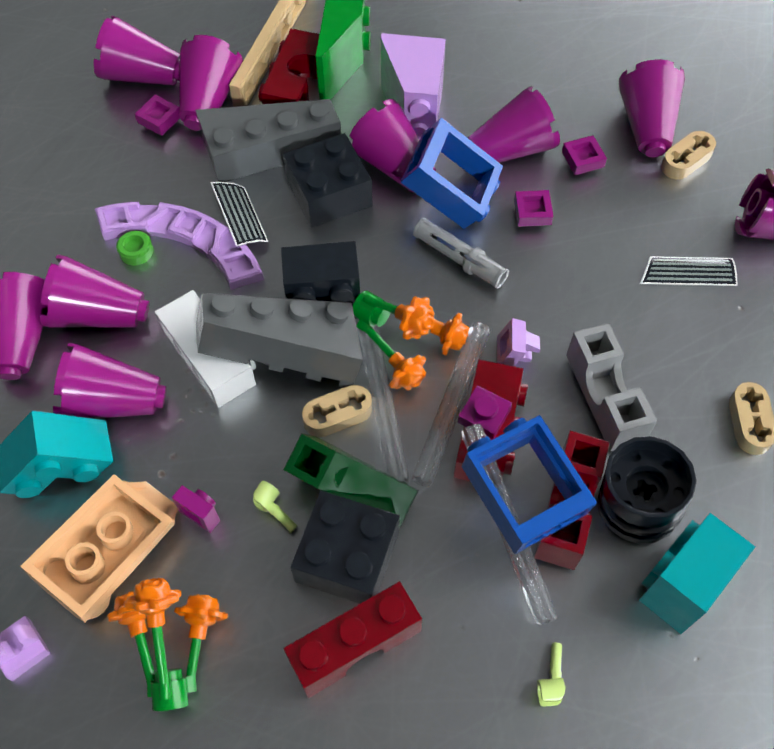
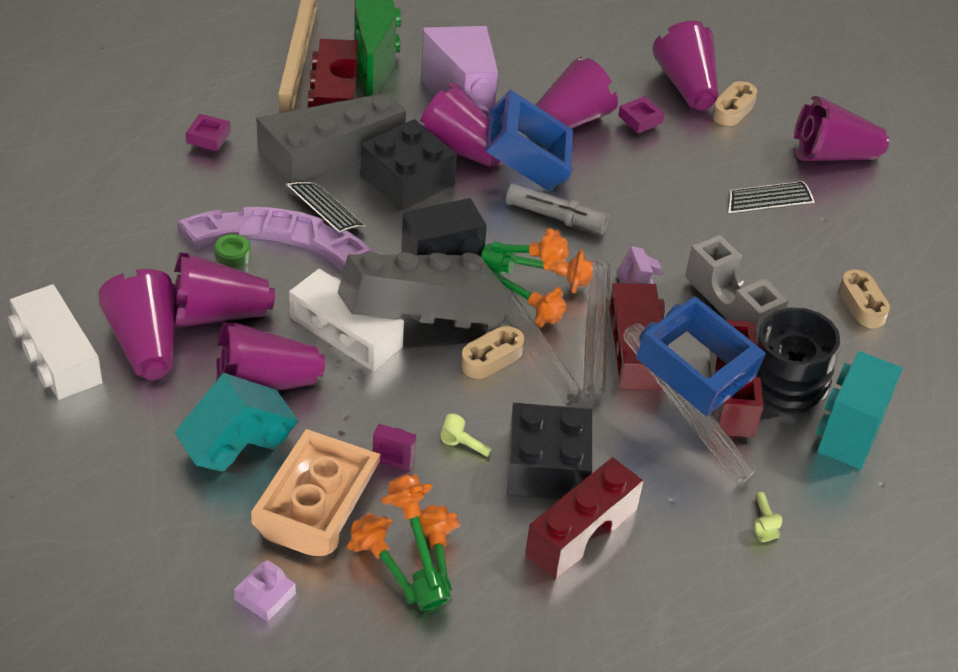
camera: 20 degrees left, 15 degrees down
(134, 56) = (169, 82): magenta cone -> none
(204, 76) = (249, 89): magenta cone -> none
(348, 476) = (504, 383): dark green slope -> none
(485, 409) = (634, 312): magenta plate -> none
(533, 208) = (611, 163): magenta plate -> none

